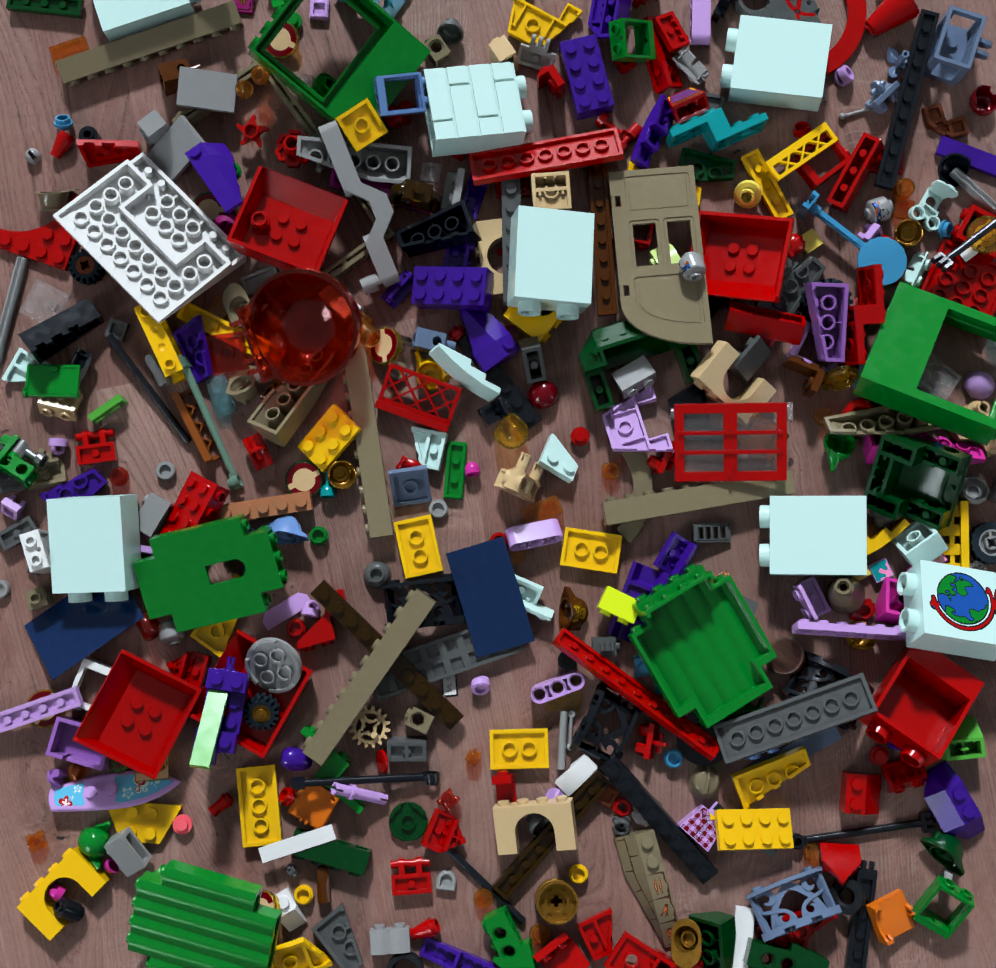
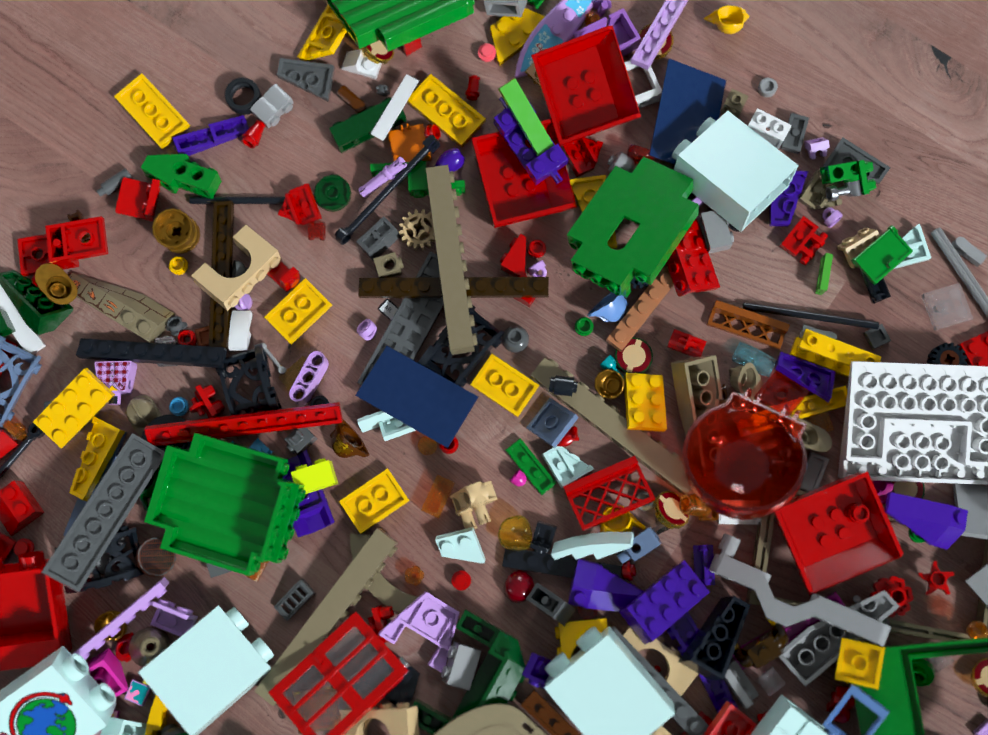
camera: 145 degrees right, 5 degrees down
(61, 330) = (915, 295): black wedge -> none
(119, 476) = (766, 236): clear red plate -> none
(165, 470) = (738, 270): light grey tile -> none
(234, 481) = (681, 309): sand green hinge -> none
(244, 89) = (977, 607): clear orange plate -> none
(262, 711) = (503, 168): black wheel -> none
(273, 665) = (526, 205): light grey tile -> none
(285, 610) = (556, 254): lavender piece -> none
(303, 894) = (360, 82): yellow plate -> none
(377, 503) = (563, 385): none -> black brick
(382, 761) = (388, 214): red wheel -> none
(411, 883) = (292, 154): red plate -> none
(438, 508) = (516, 427): light grey tile -> none
(446, 880) = (269, 178): light grey tile -> none
(472, 757) = (326, 275): clear orange plate -> none
(483, 898) = (231, 189): clear orange plate -> none
(533, 534) = (427, 472): lavender beam -> none
(539, 933) = (170, 201): clear orange plate -> none
(562, 740) = (272, 346): light grey bar -> none
(584, 324) = (536, 671): none -> dark purple bracket
(598, 933) = (128, 238): red wing -> none
(675, 554) = (306, 556): dark purple bracket -> none

